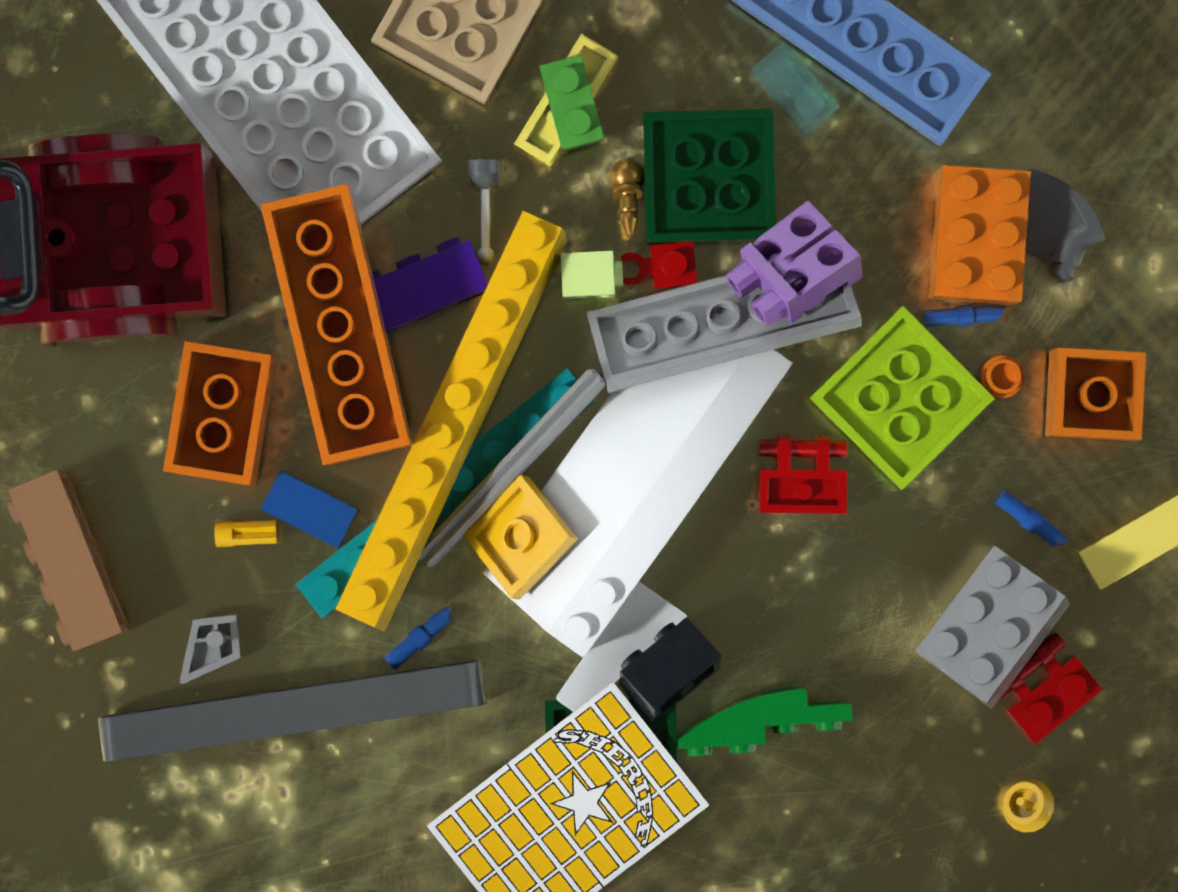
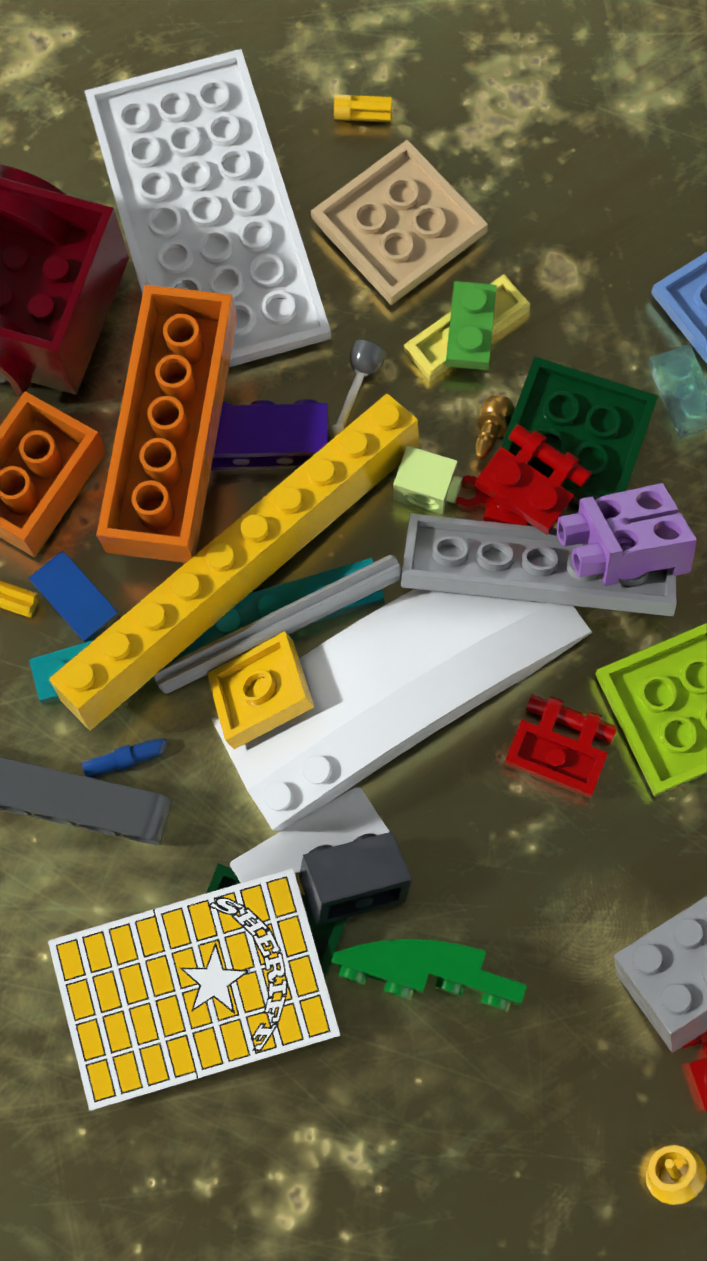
camera: 30 degrees right, 15 degrees down
(684, 252) = (524, 489): none -> red plate

